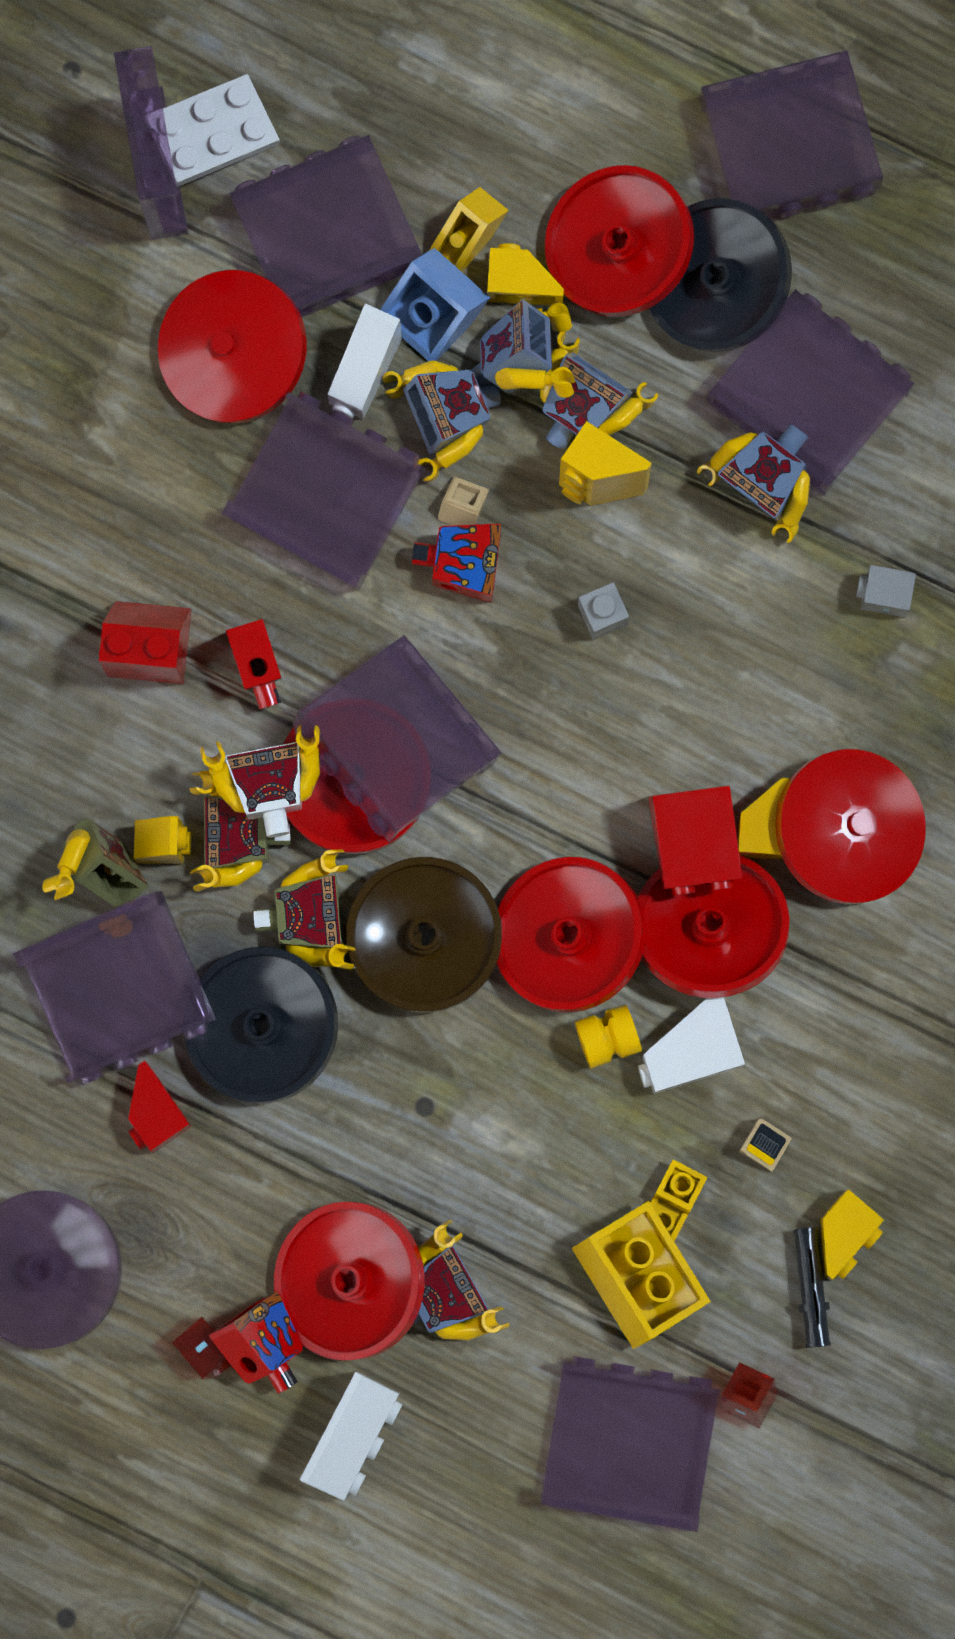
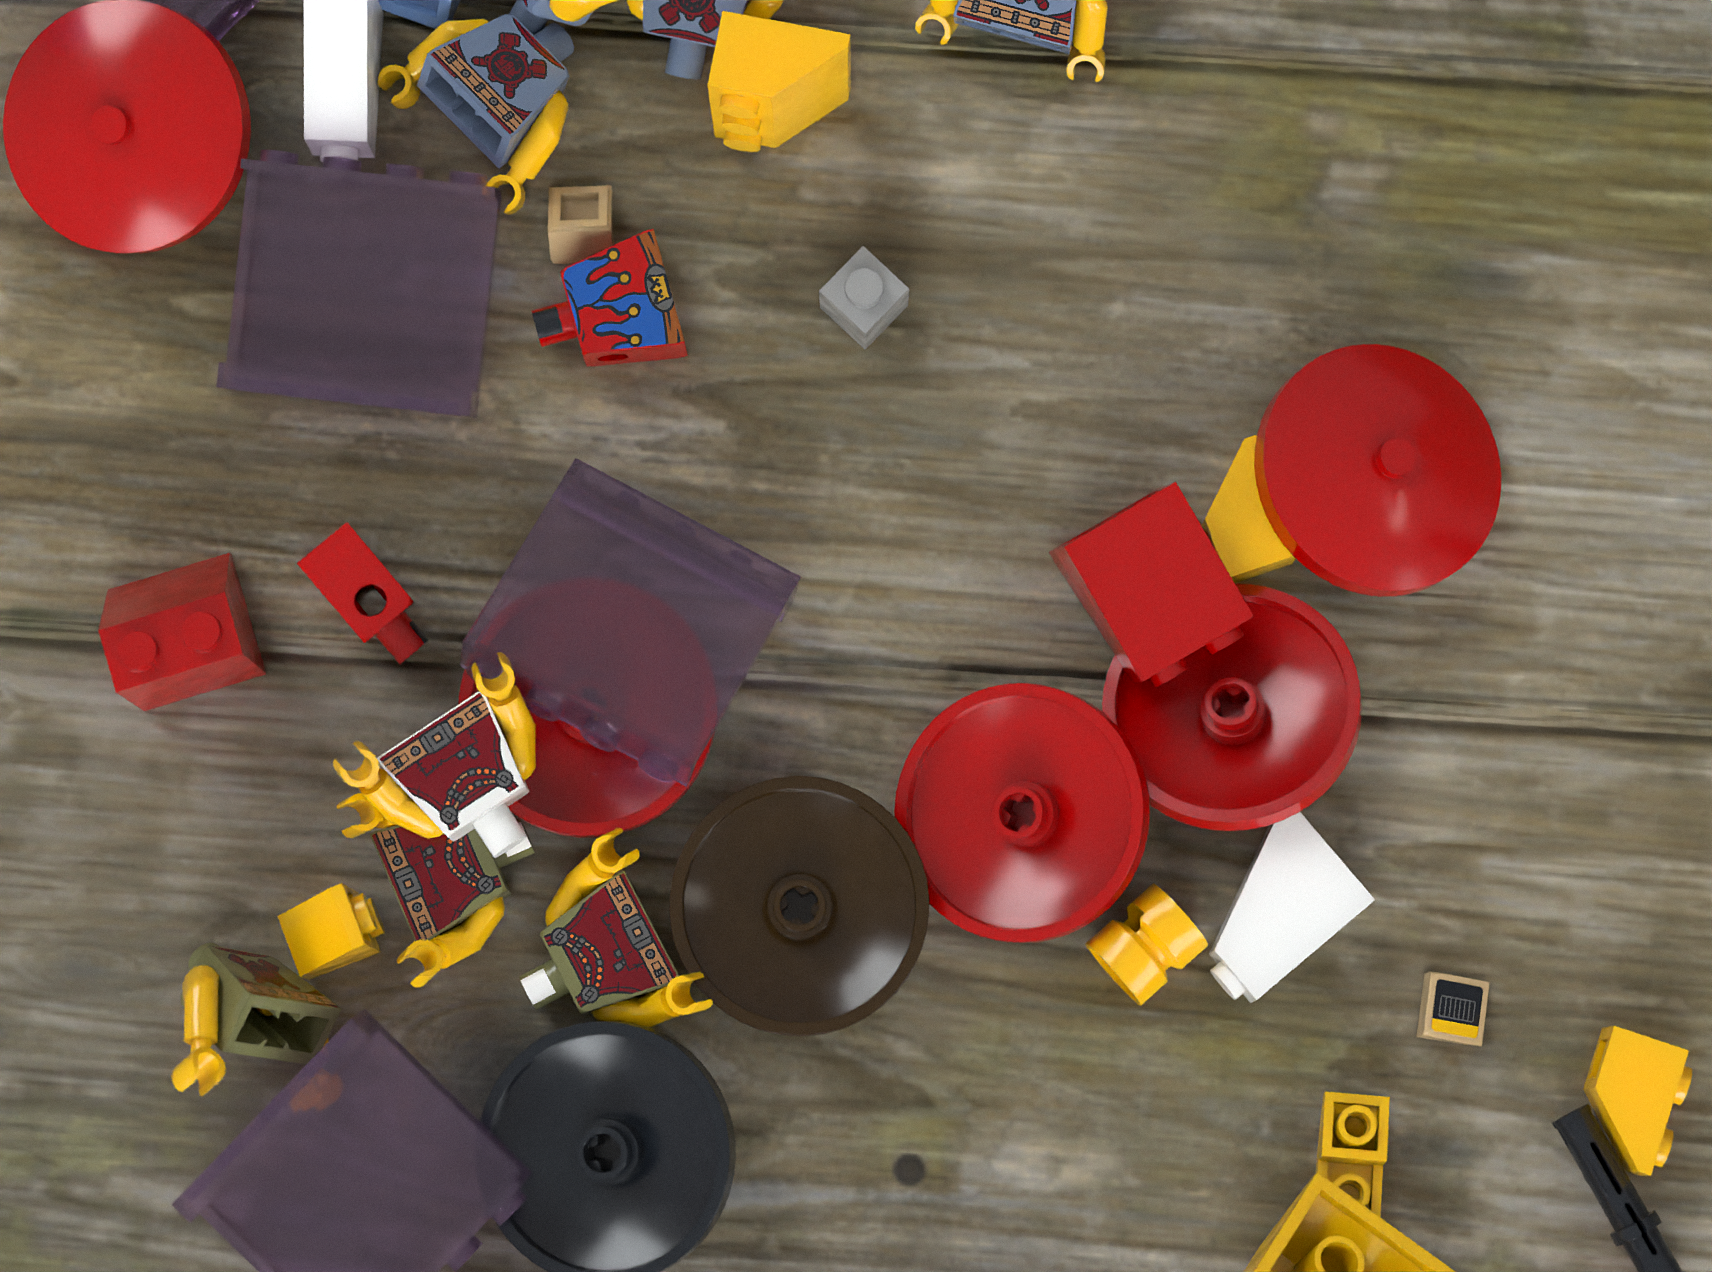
camera: 25 degrees left, 0 degrees up
(886, 591) = (1278, 92): light grey brick -> none

